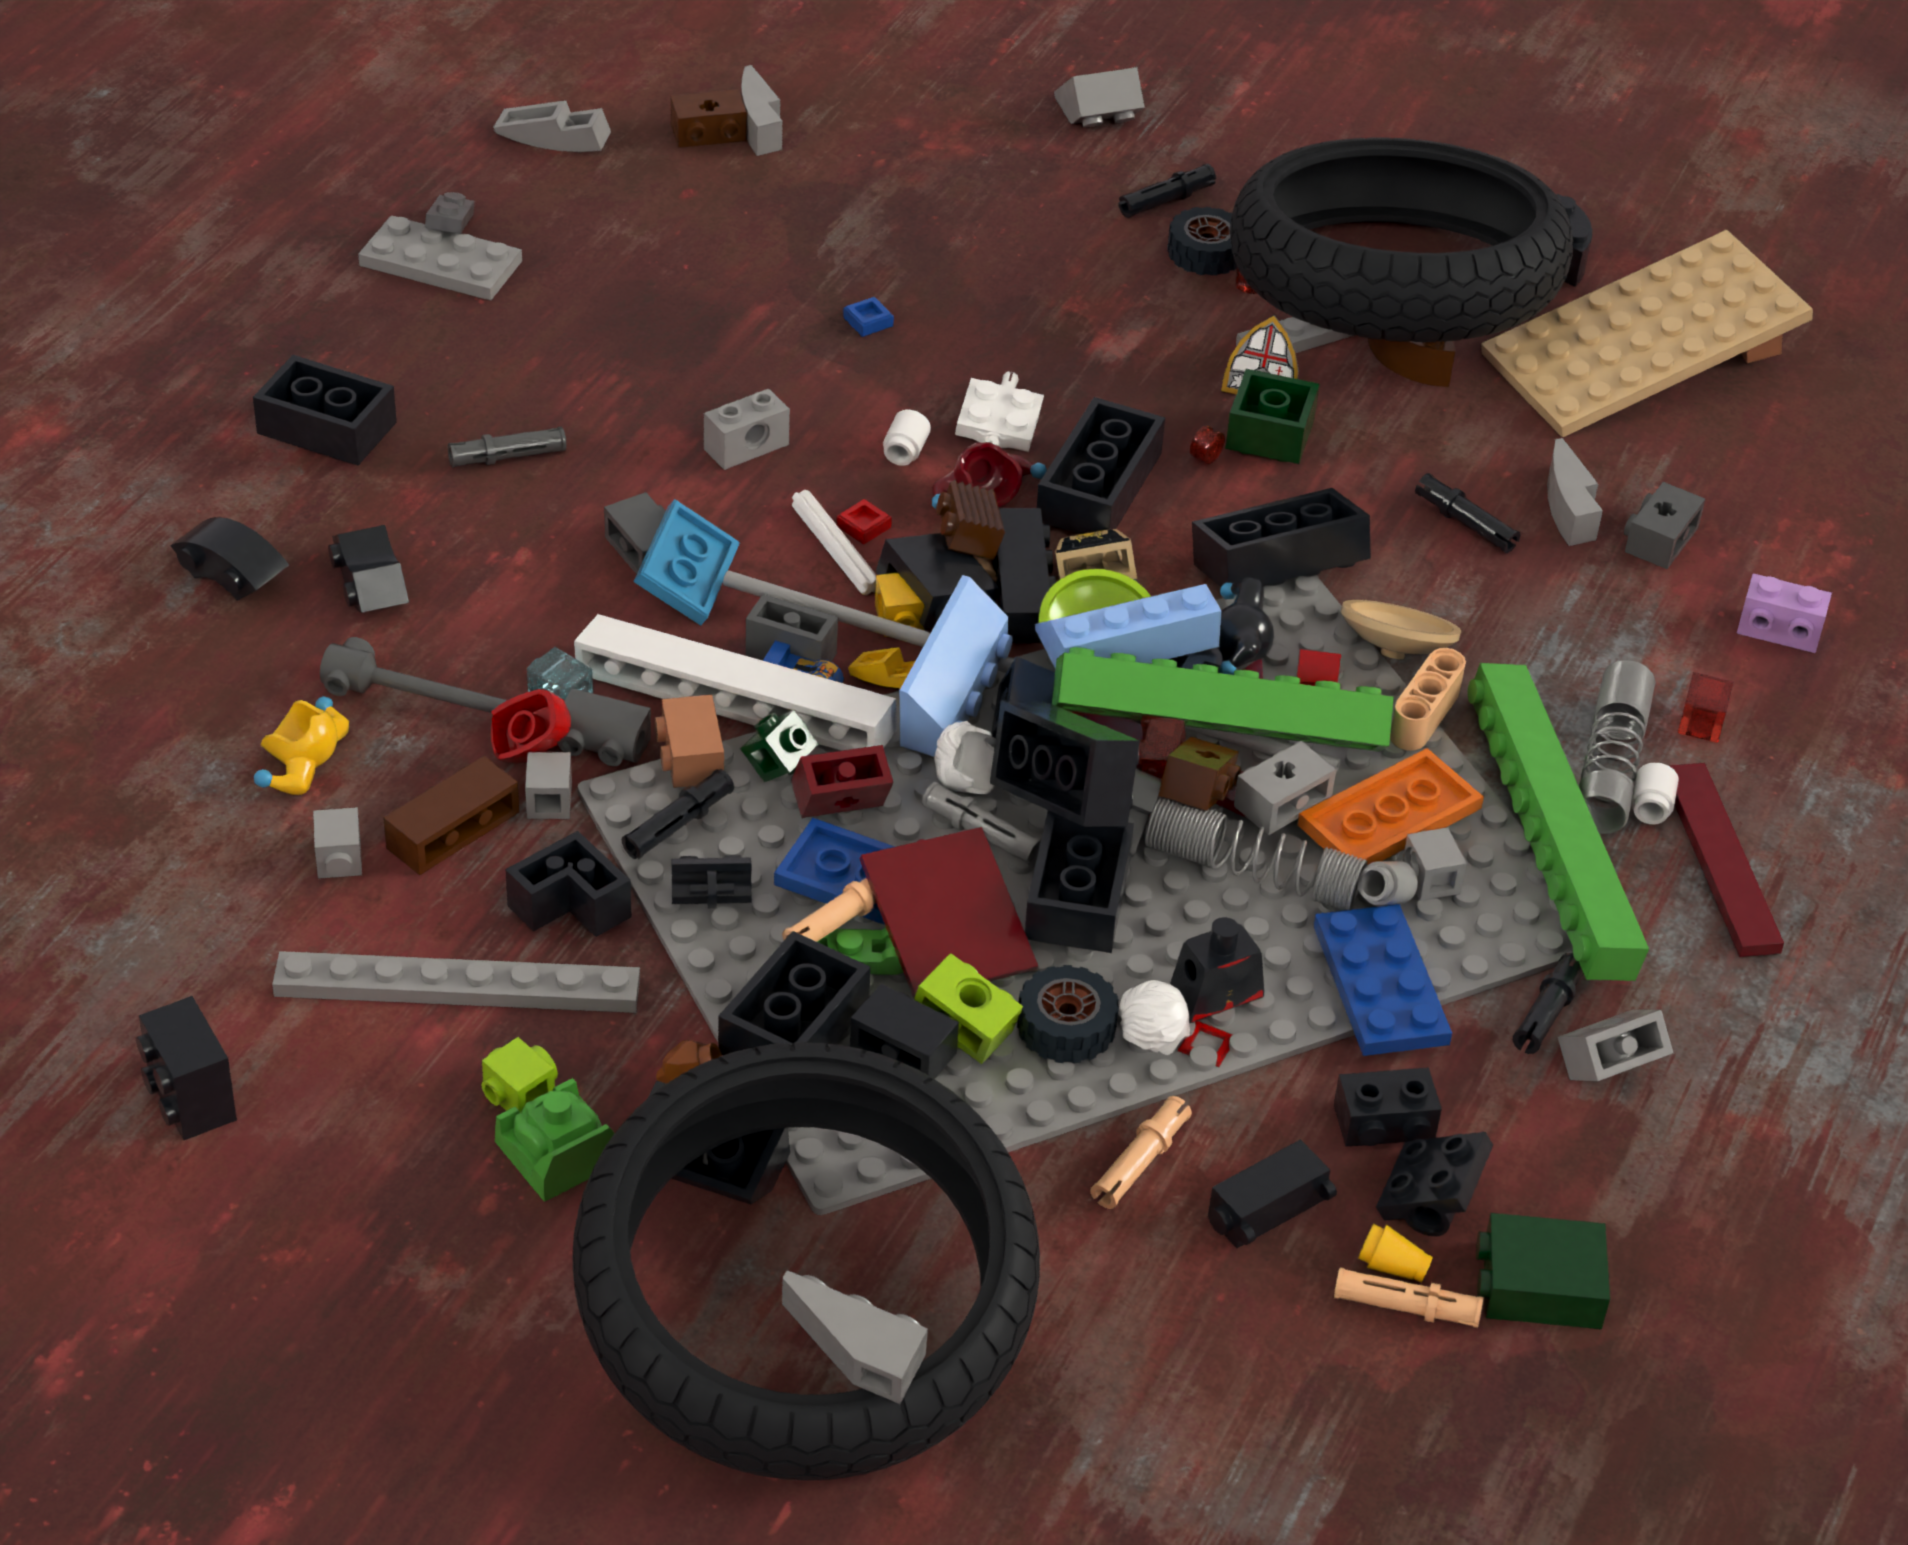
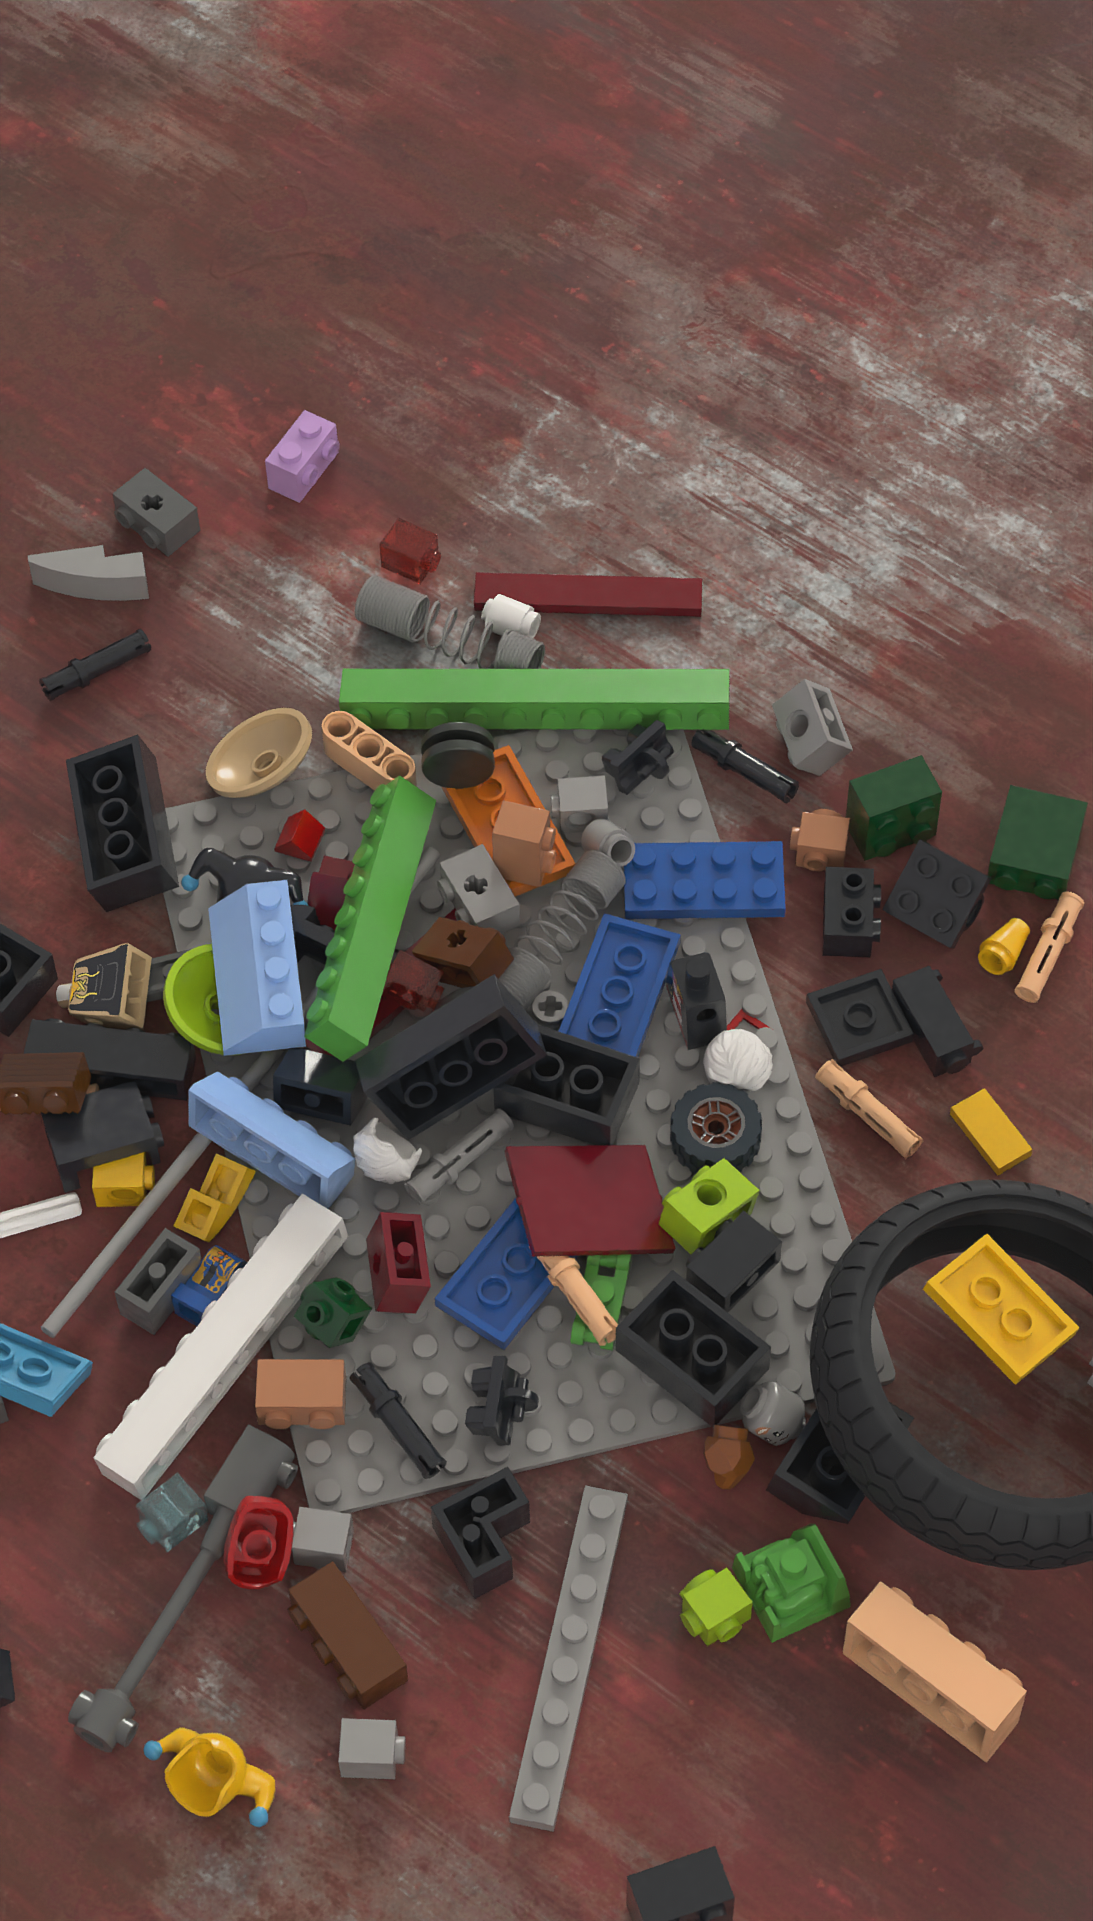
camera: 75 degrees left, 15 degrees up
(456, 1248) = (934, 1670): none -> light nougat brick
(845, 1187) = (1001, 1308): none -> yellow plate
(1146, 1267) = (991, 1131): none -> yellow tile
(1168, 910) = (620, 984): none -> blue plate
(1172, 884) = (549, 998): none -> light grey bush
(1250, 1126) = (859, 1018): none -> black plate
(1342, 792) = (523, 843): none -> nougat brick
(1437, 738) = (457, 755): none -> pearl dark grey head
(1472, 1076) = (820, 840): none -> nougat brick
(1513, 903) = (641, 758): none -> black hips
(1530, 1118) = (893, 808): none -> dark green brick

